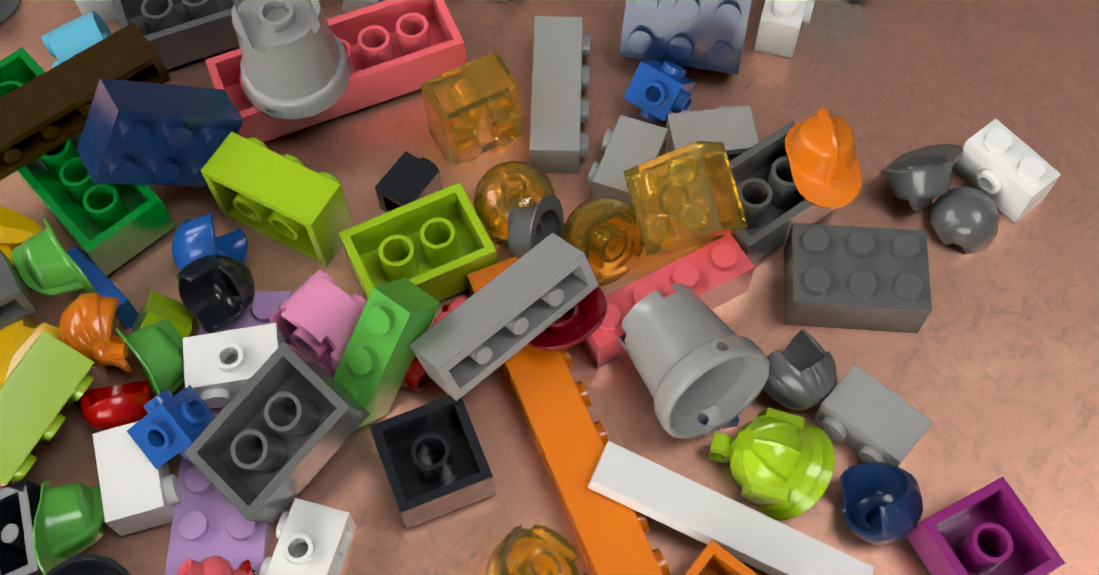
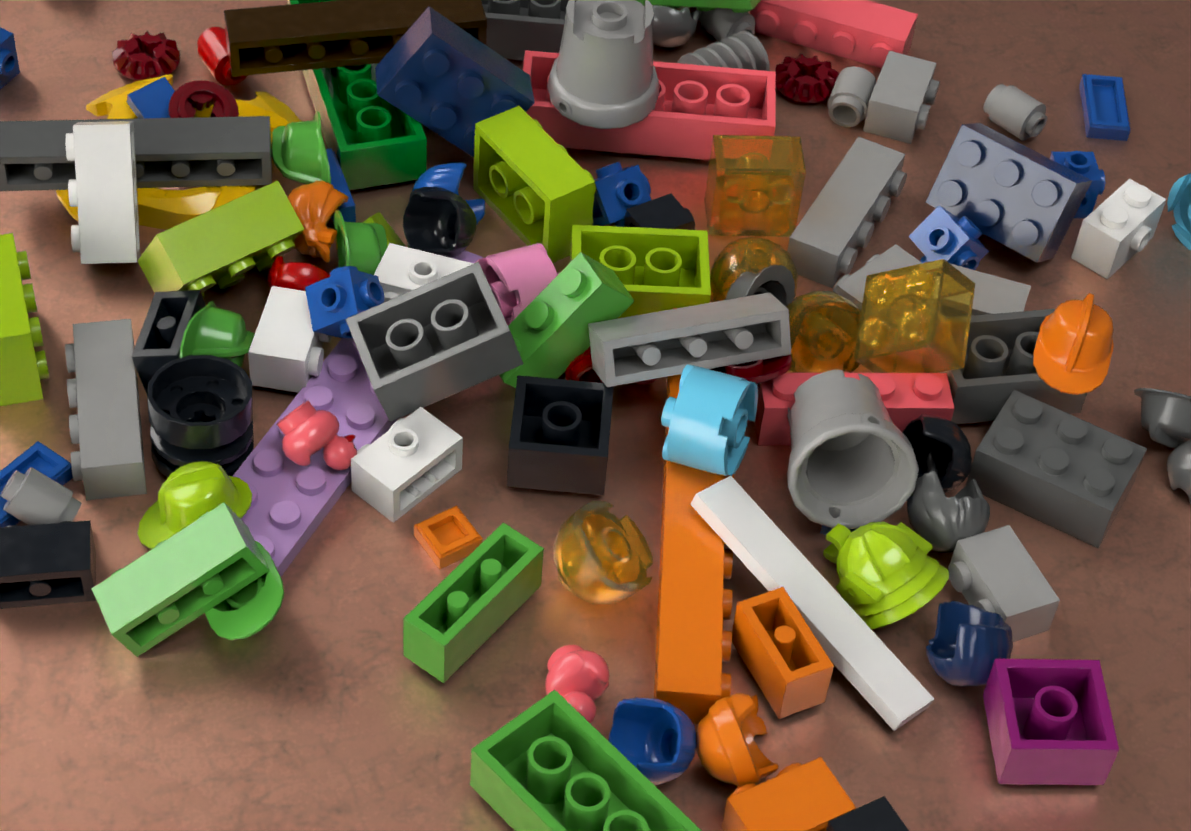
camera: 20 degrees right, 15 degrees down
(359, 169) = (617, 191): none -> blue brick
(568, 400) = (709, 420): none -> medium azure brick
(756, 313) = (940, 448): none -> black hair

